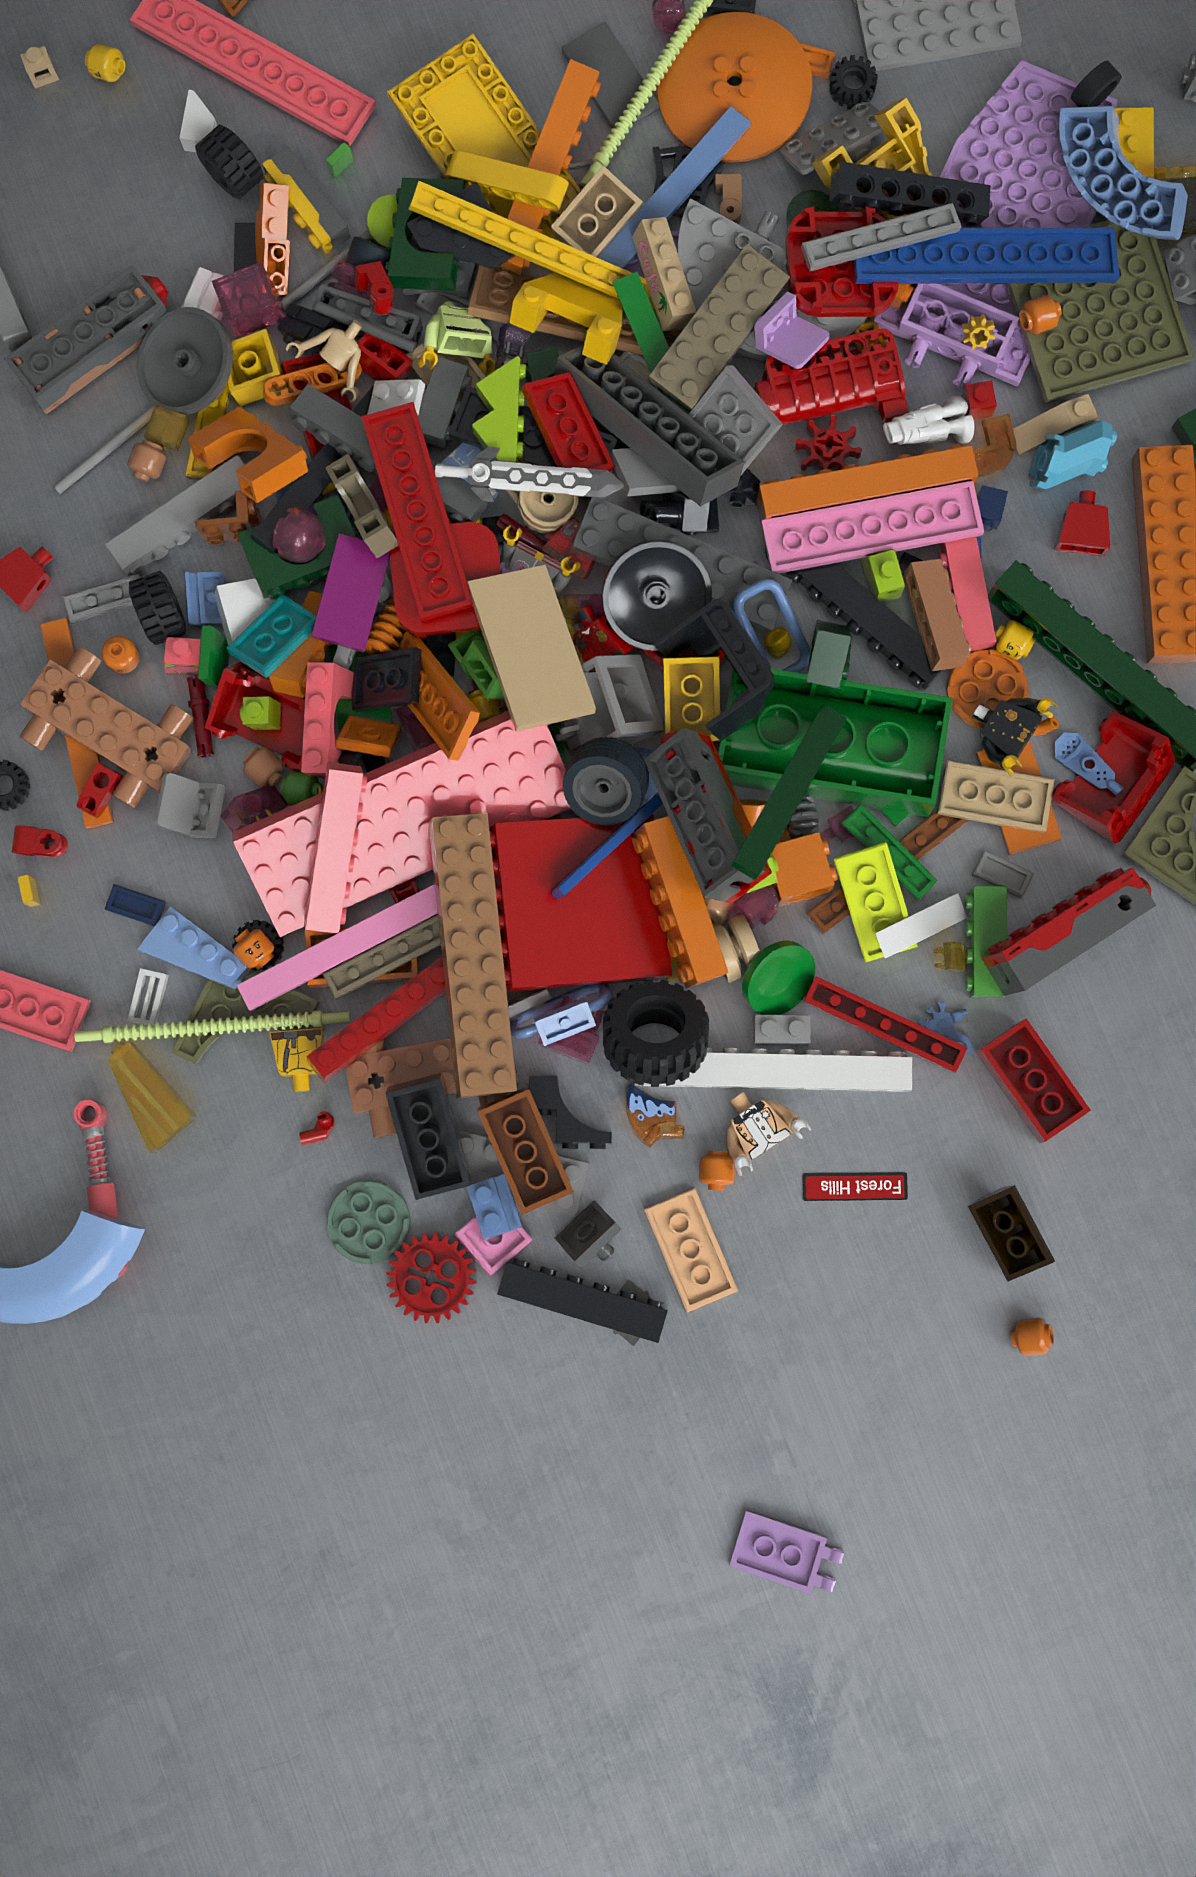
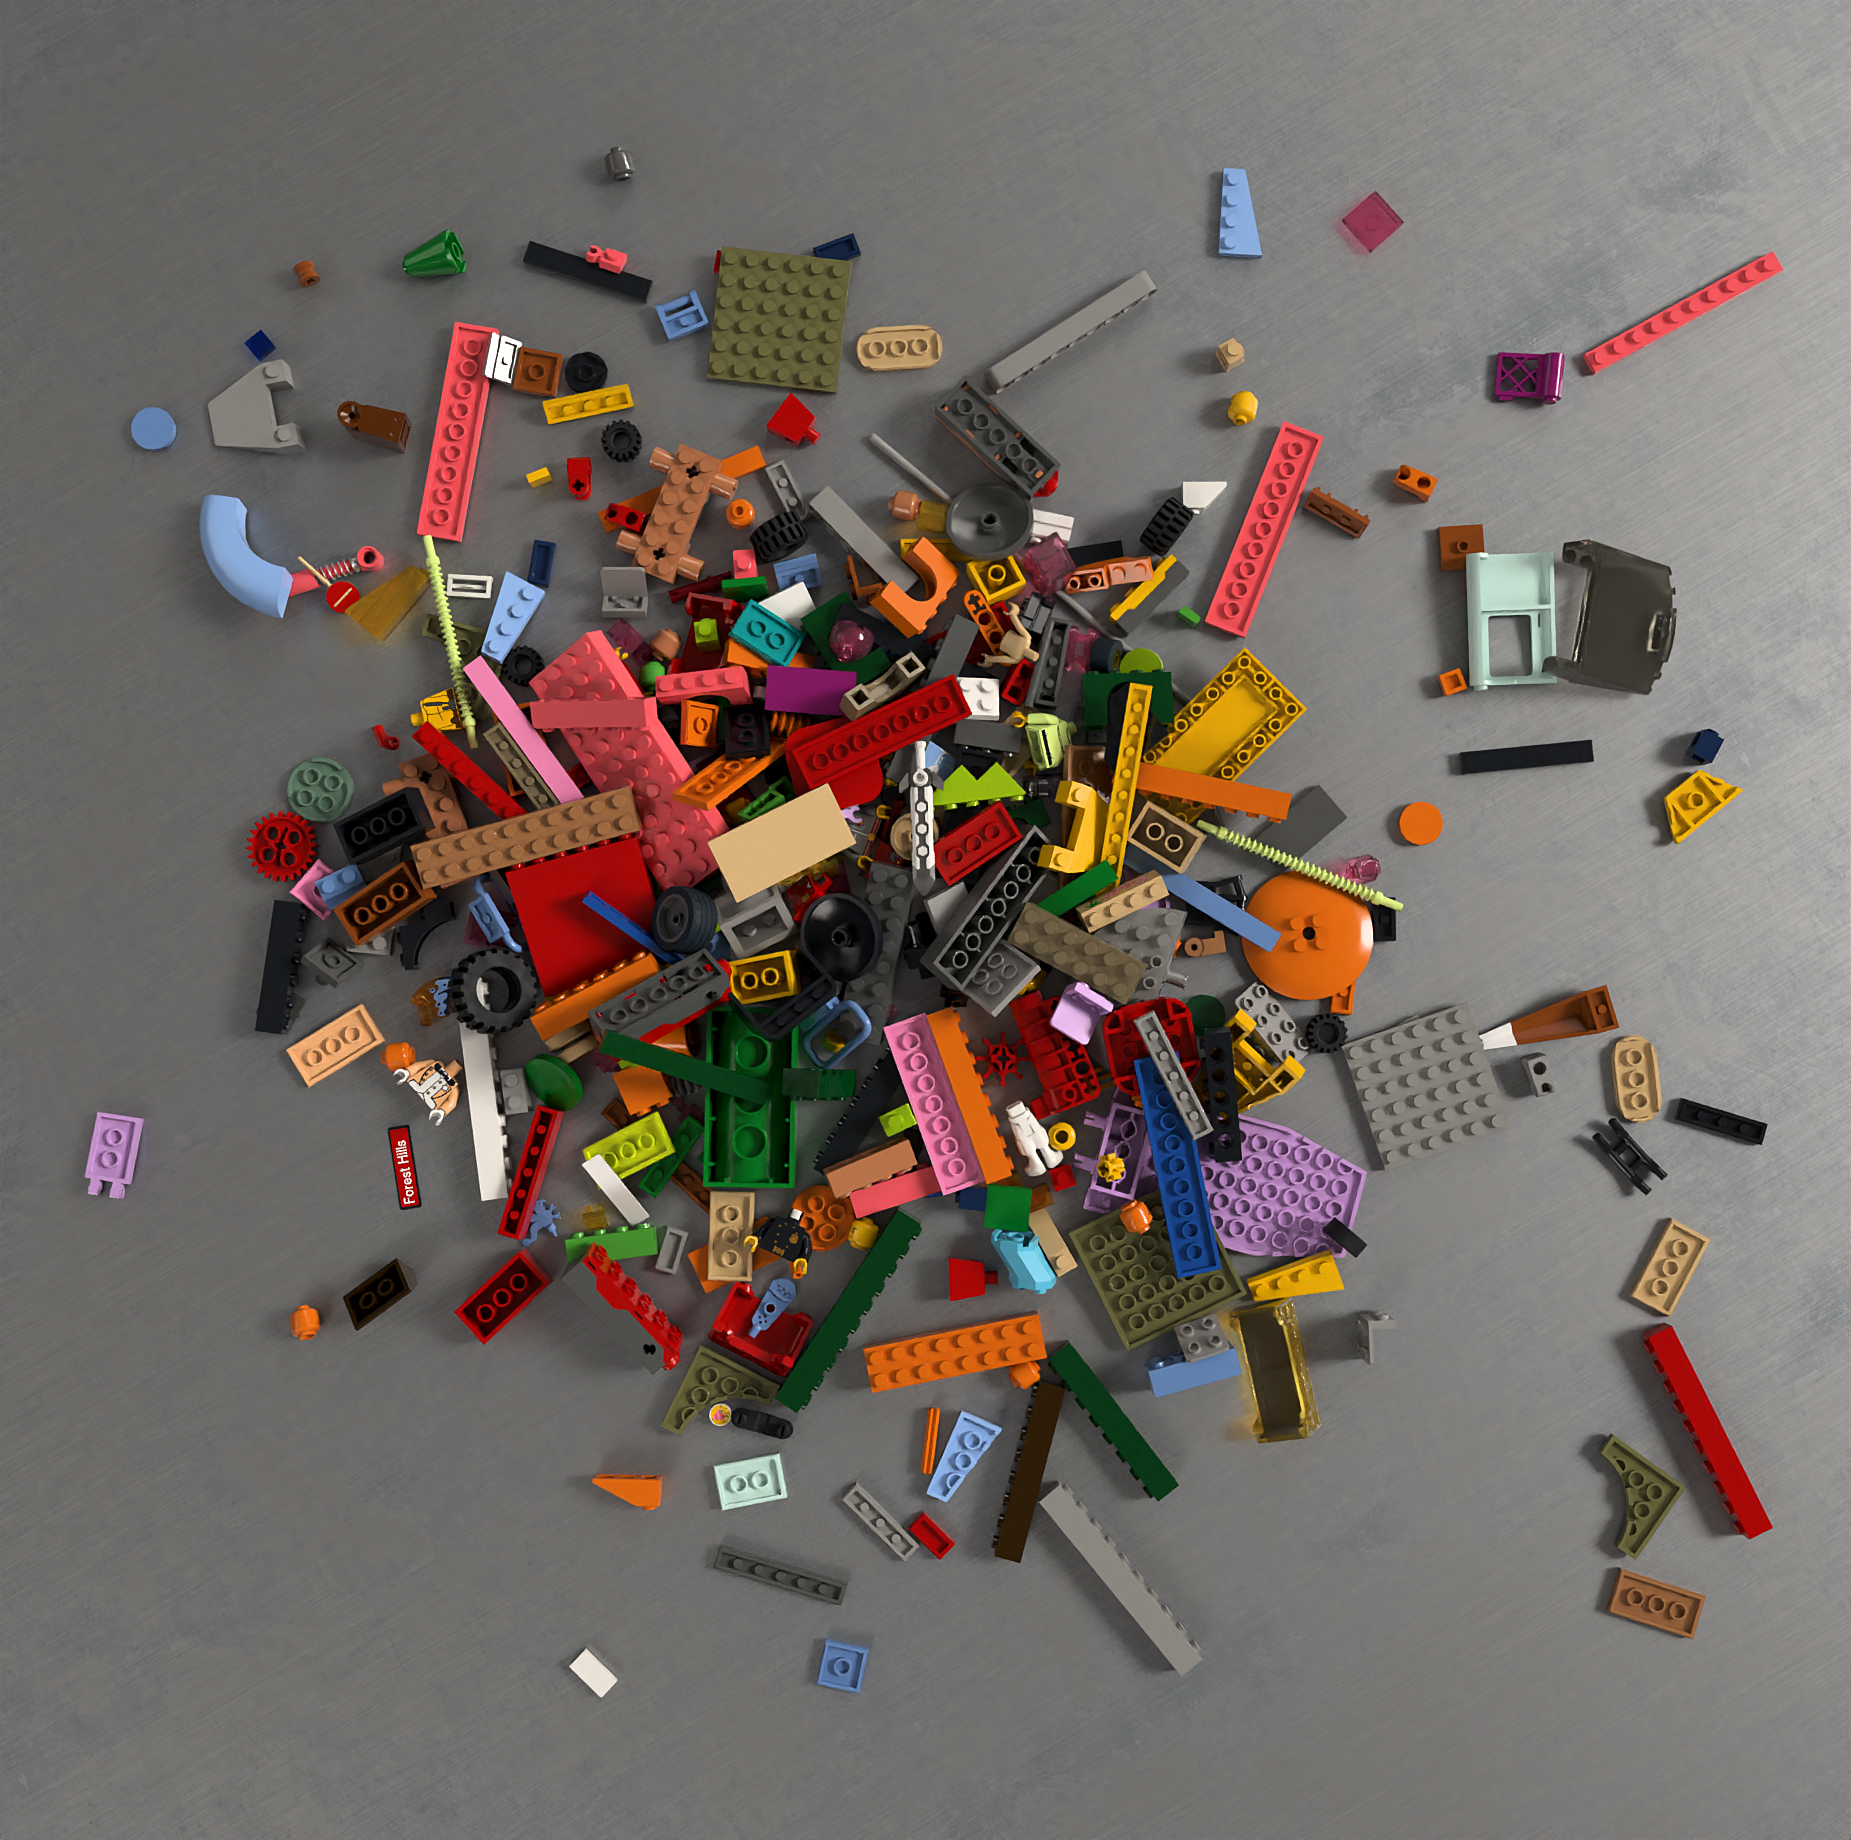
camera: 75 degrees right, 5 degrees up
(128, 1157) = (339, 594): none -> red piece
(253, 948) = (514, 663): orange head -> none
(377, 285) = (1074, 667): red leg -> none
(508, 180) = (1178, 758): yellow beam -> none
(930, 390) = (1061, 1136): none -> yellow head
(1007, 466) = (1008, 1207): none -> green tile
(1111, 182) = (1261, 1261): light blue brick -> none

